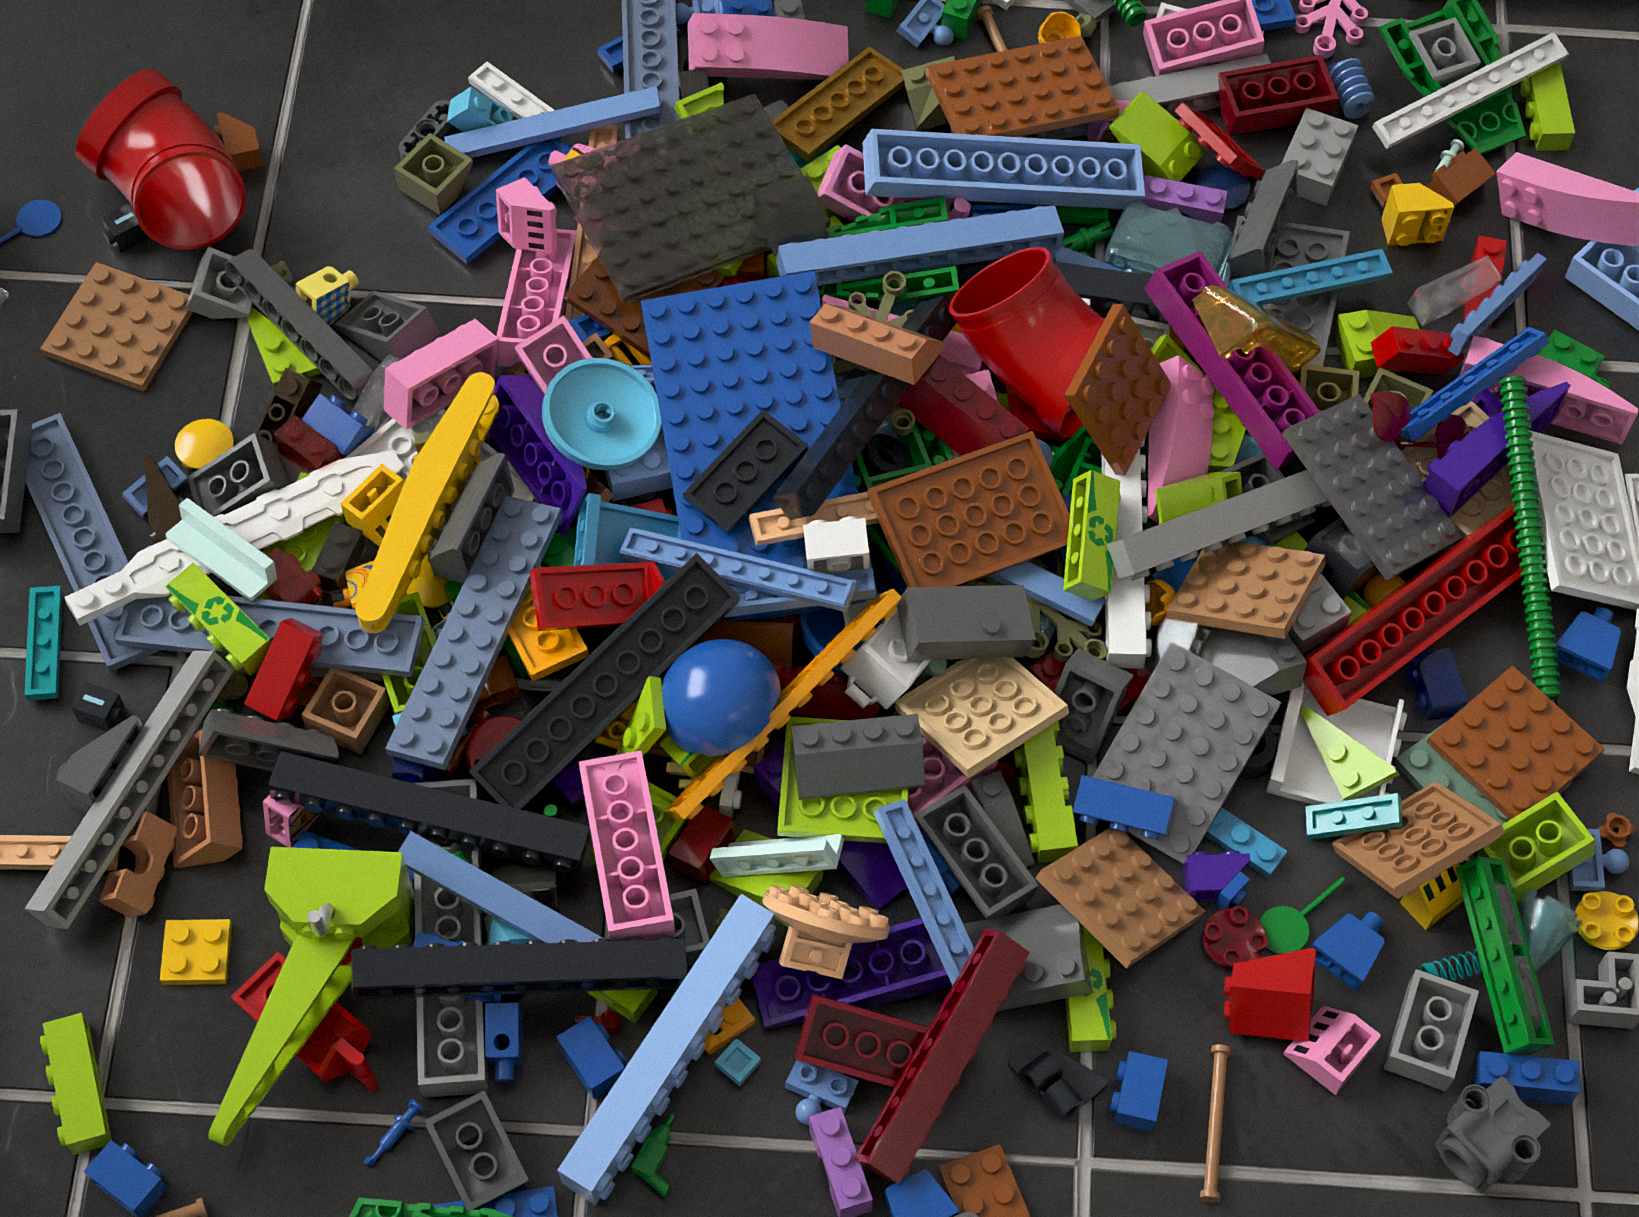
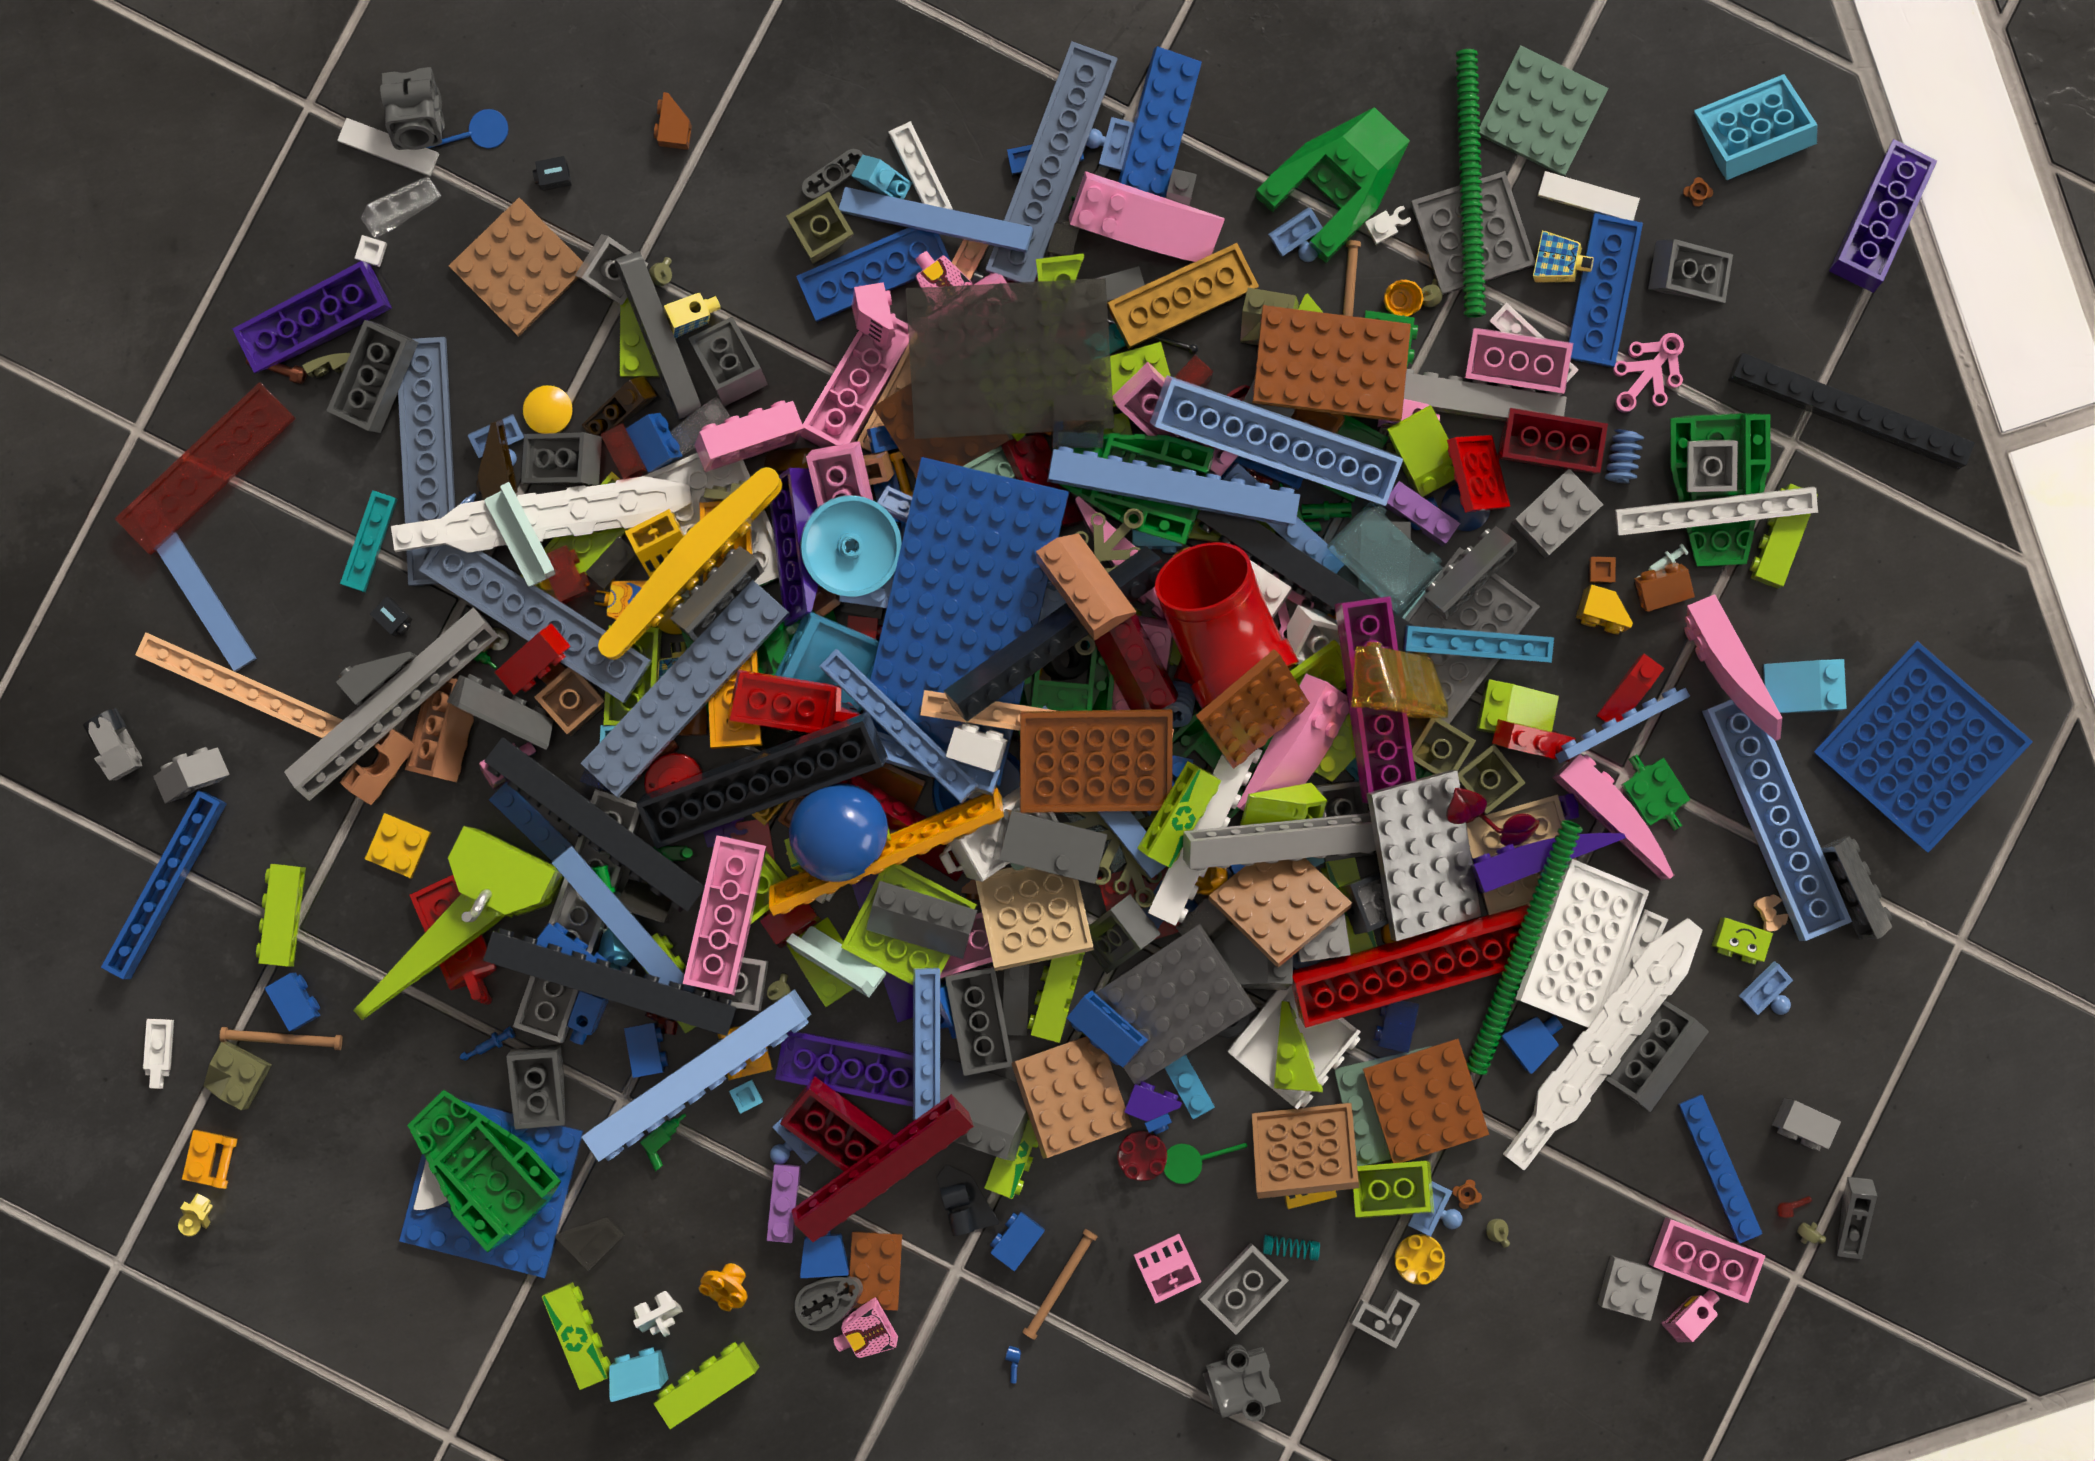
camera: 25 degrees right, 25 degrees up
(164, 162) = (600, 144): red cylinder -> none
(220, 618) = (499, 596): lime brick -> none
(646, 721) = (775, 827): lime wing -> none
(745, 472) = (939, 647): black plate -> none
(822, 929) = (841, 1034): light nougat bracket -> none
(1272, 996) = (1142, 1218): red slope -> none
(1350, 948) = (1221, 1201): blue torso -> none
(1354, 816) = (1274, 1106): plate -> none
(1453, 290) = (1598, 693): clear slope -> none
(1475, 380) = (1553, 799): blue plate -> none
(1504, 956) = (1319, 1265): green piece -> none
(1531, 1076) = (1292, 1350): blue brick -> none
(1546, 926) = (1358, 1252): clear light blue cone -> none

